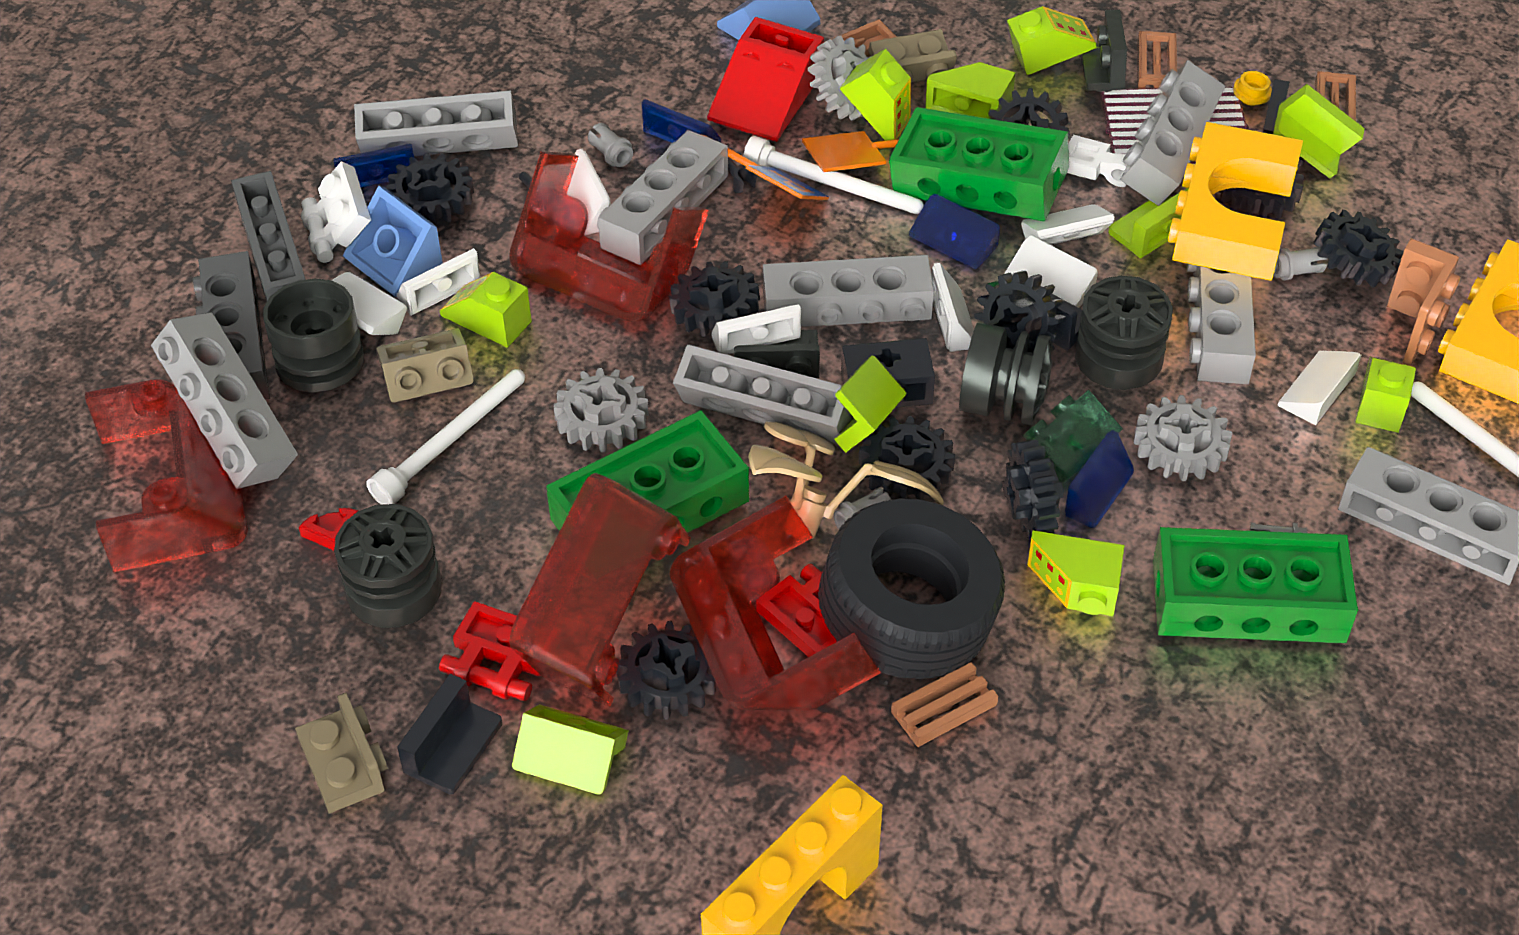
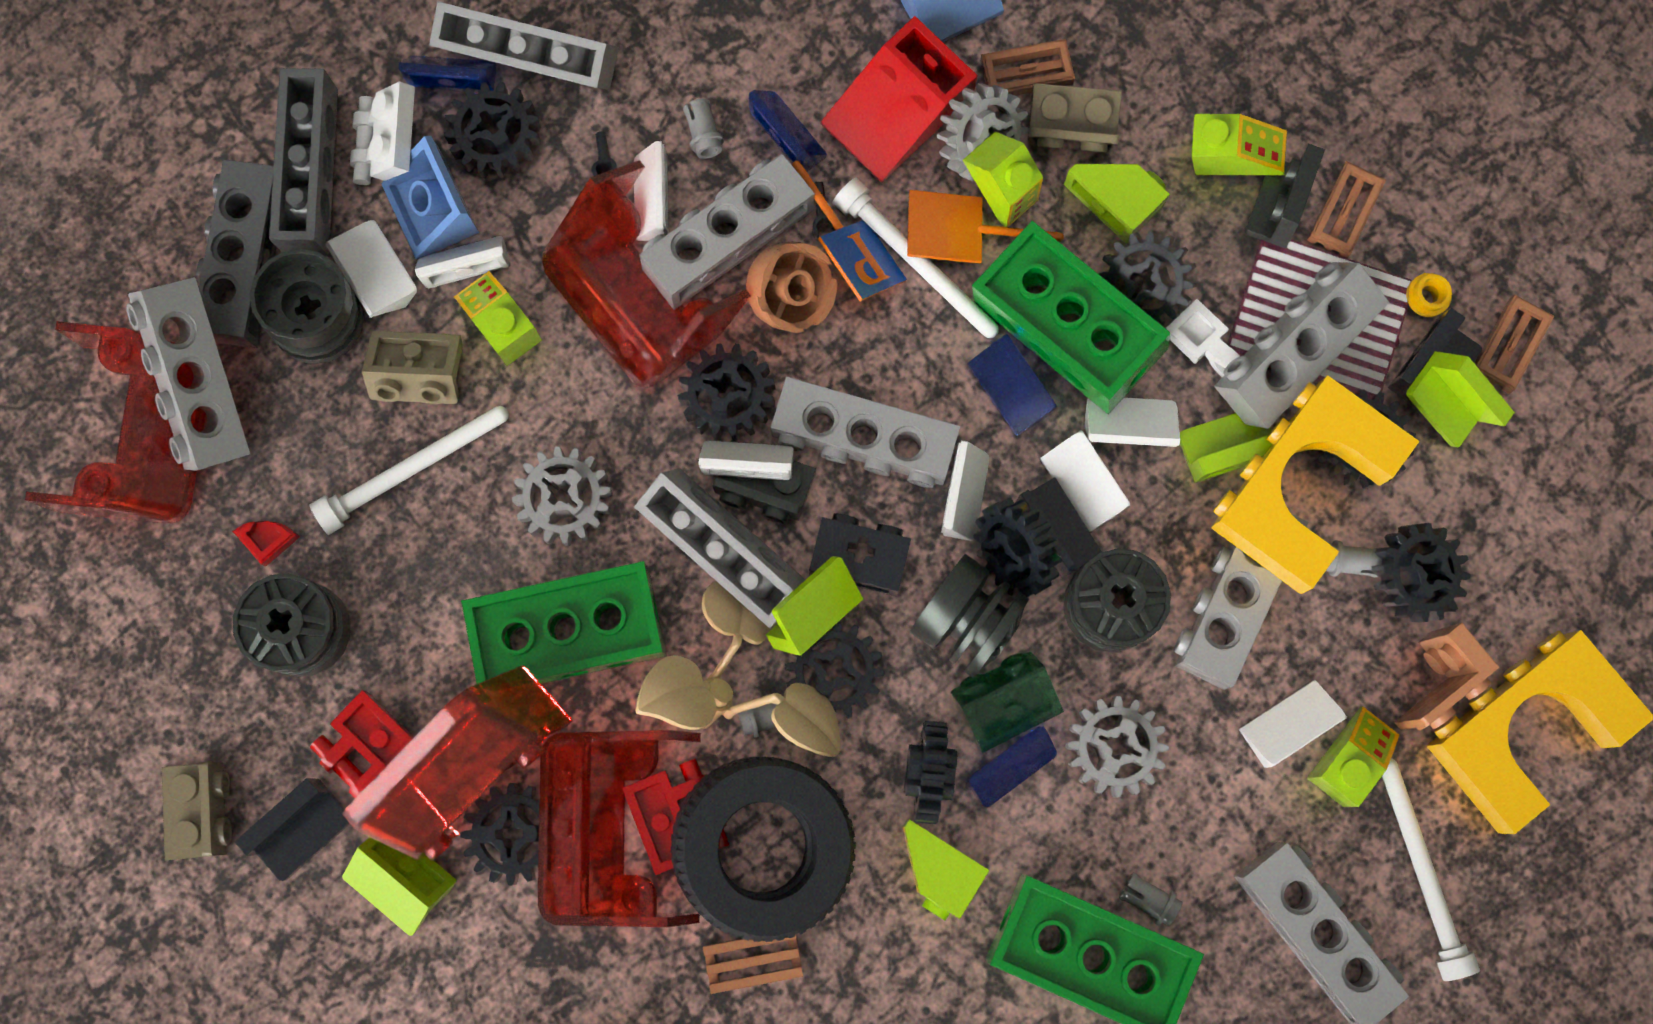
camera: 20 degrees right, 30 degrees up
(737, 208) = (791, 286): none -> nougat cylinder

